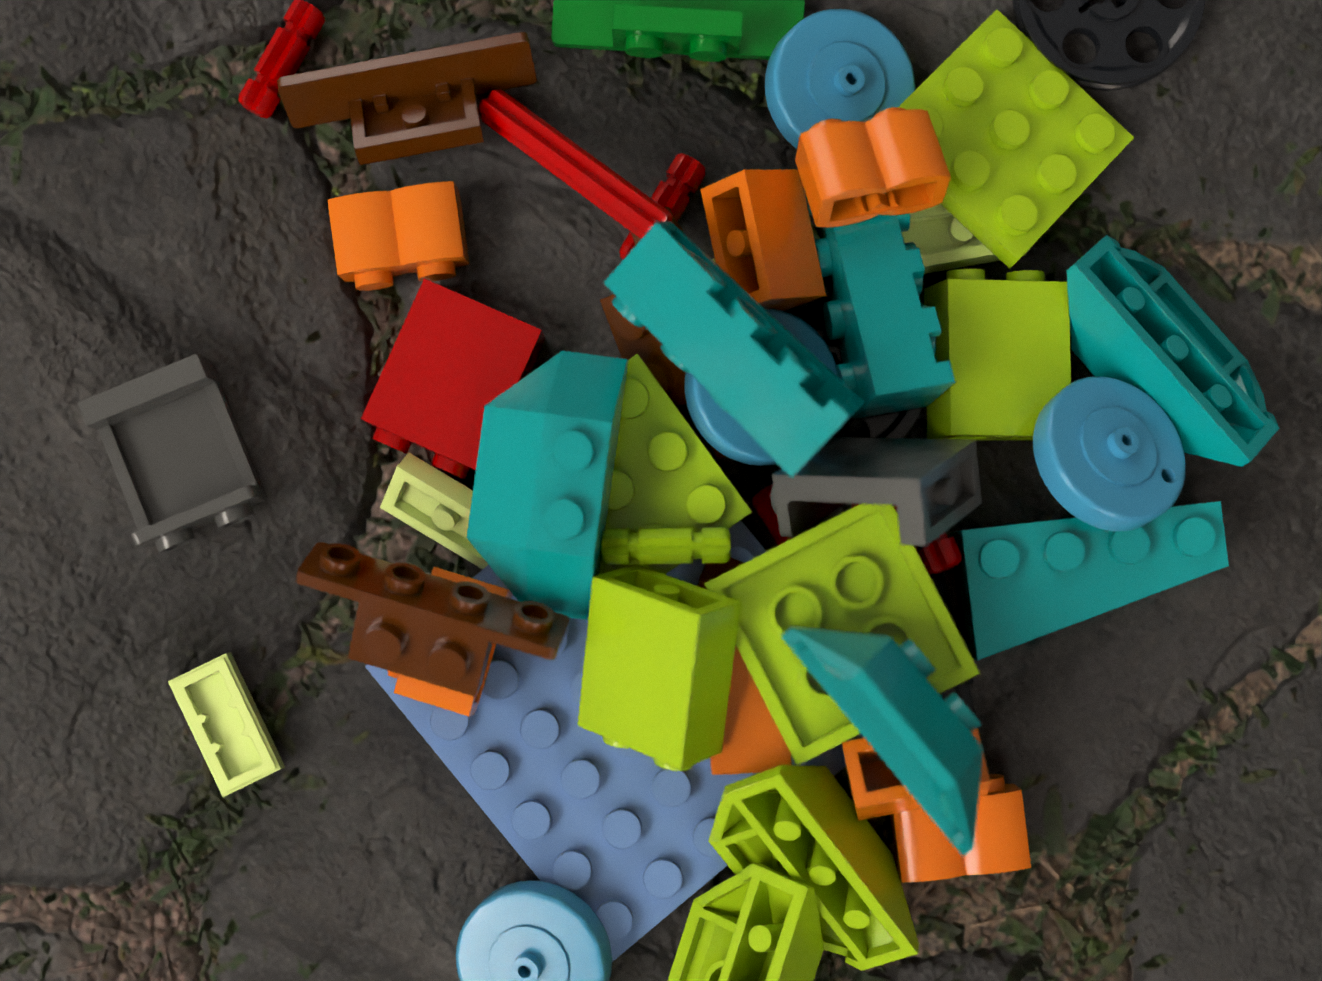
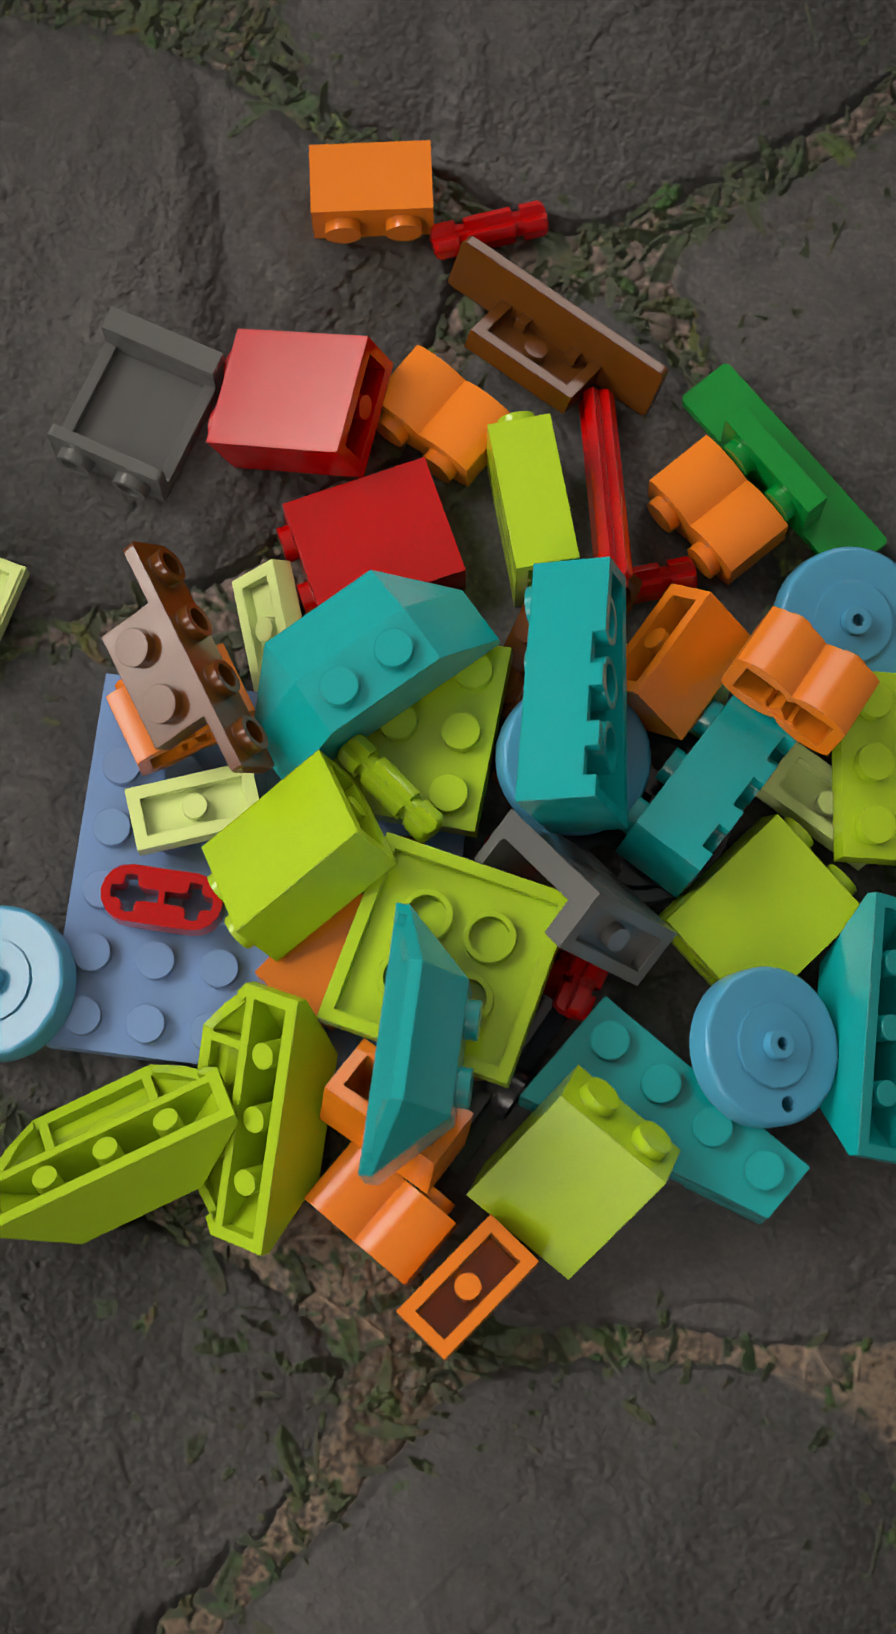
camera: 50 degrees right, 10 degrees down
(167, 117) = (371, 190): none -> orange brick
(290, 330) = (300, 402): none -> brick
(535, 706) = (188, 808): none -> yellowish green plate
(538, 233) = (528, 496): none -> lime brick
(595, 798) = (160, 915): none -> red beam
(664, 101) = (715, 510): none -> orange brick
(1070, 673) = (574, 1172): none -> lime brick
(1076, 825) = (468, 1287): none -> orange brick

